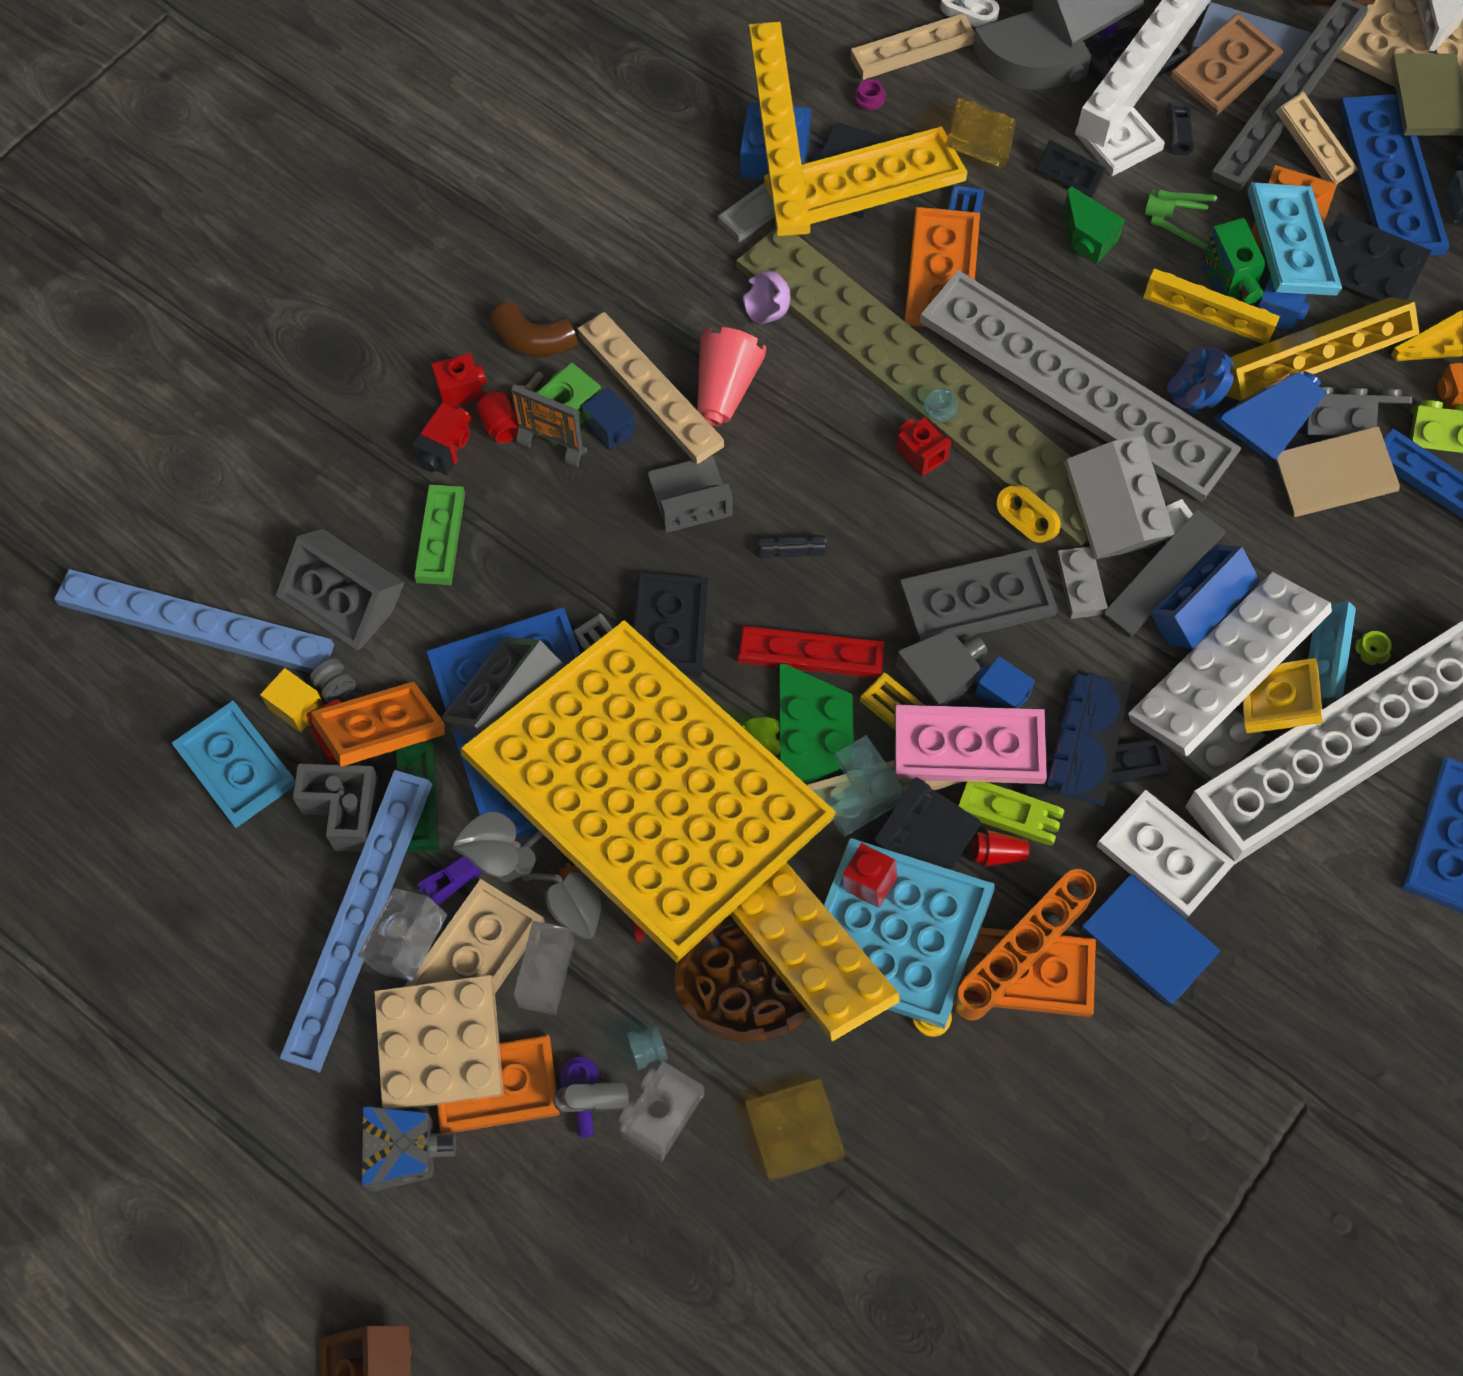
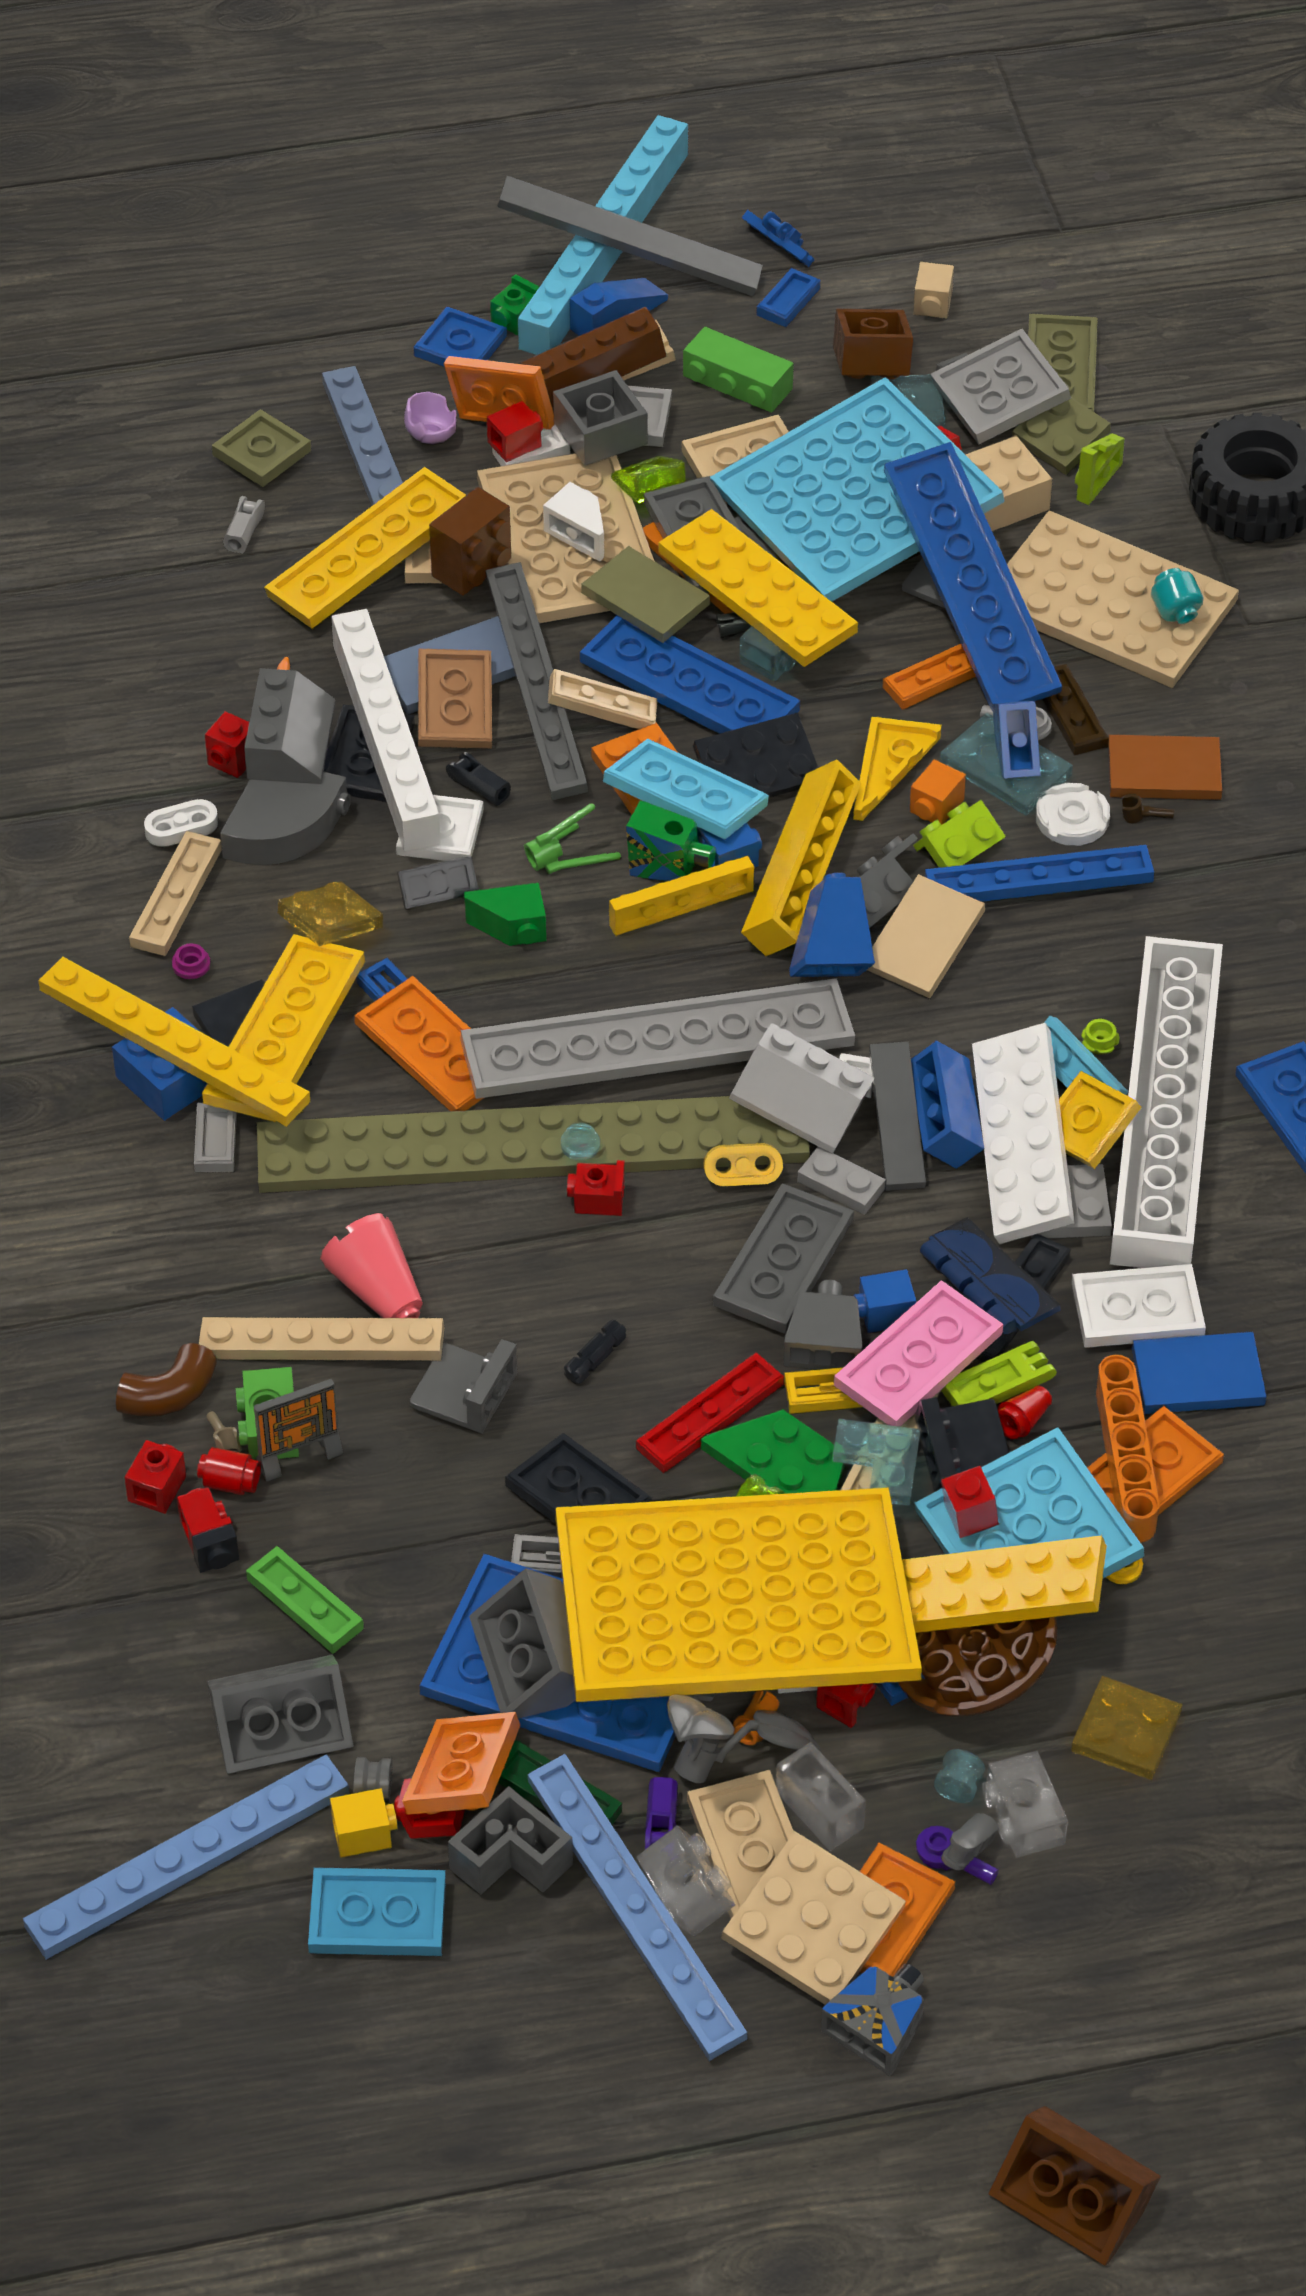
camera: 50 degrees left, 15 degrees down
(608, 419) = (345, 1388): dark blue brick -> none
(762, 302) = (324, 1197): lavender hair -> none
(1187, 387) = (731, 952): blue plate -> none

